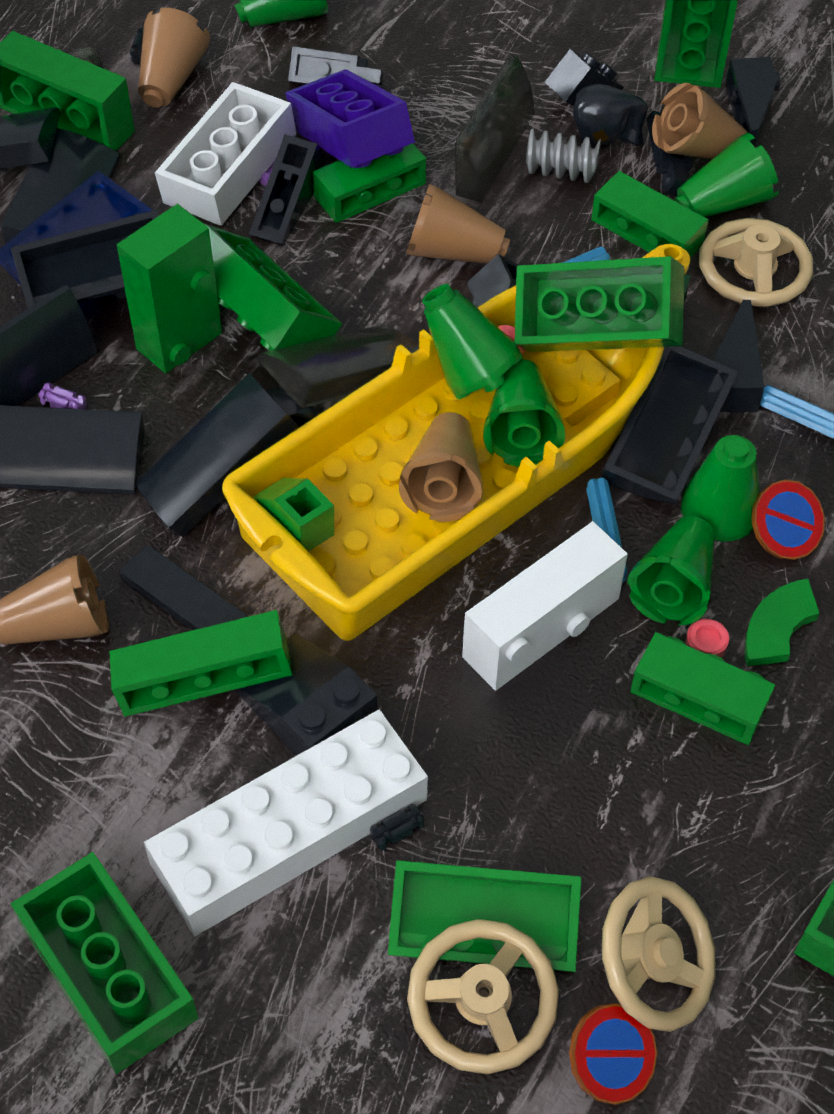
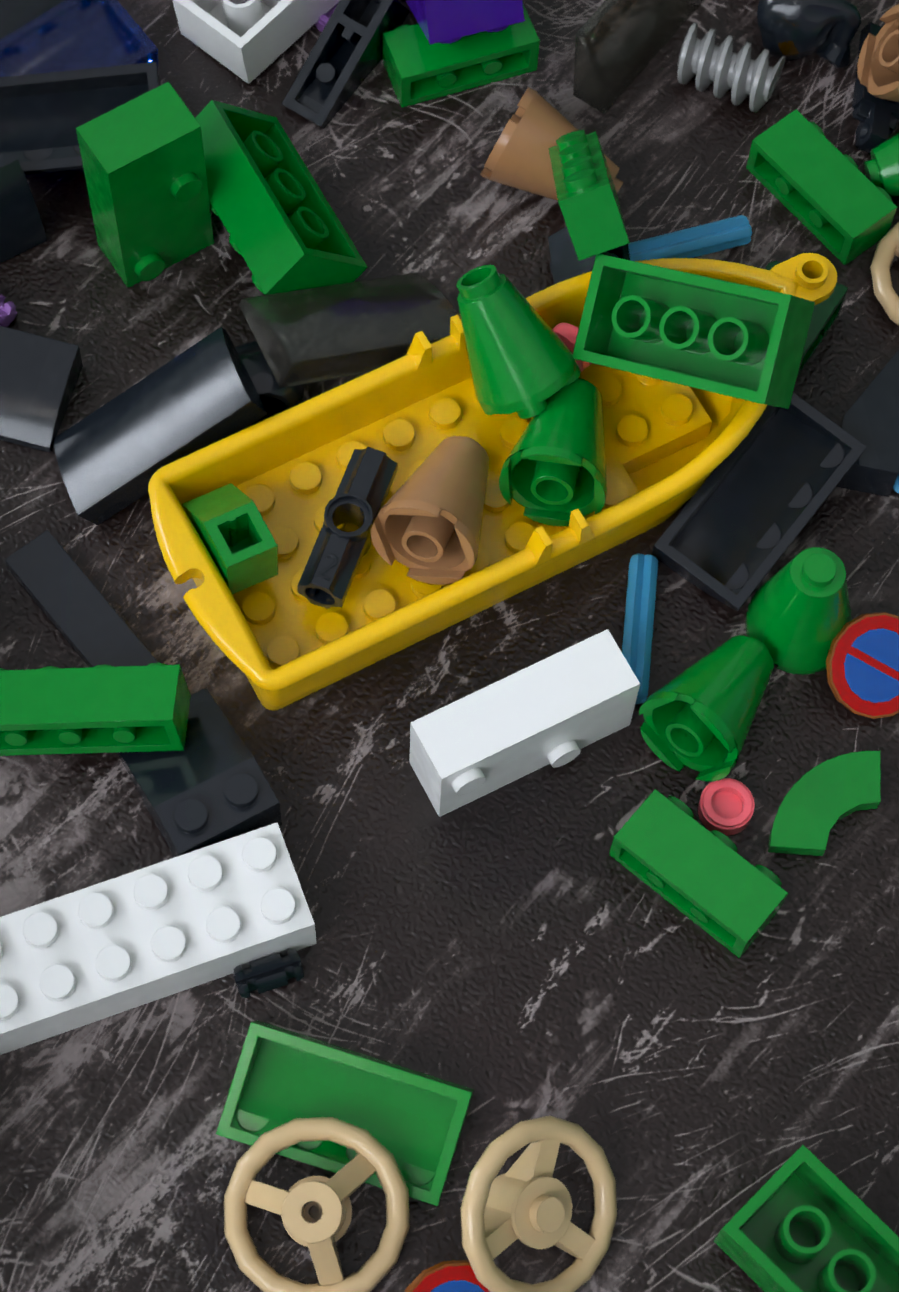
camera: 10 degrees right, 10 degrees up
(379, 492) = (340, 552): none -> black piece
(496, 235) = (587, 194): none -> green brick

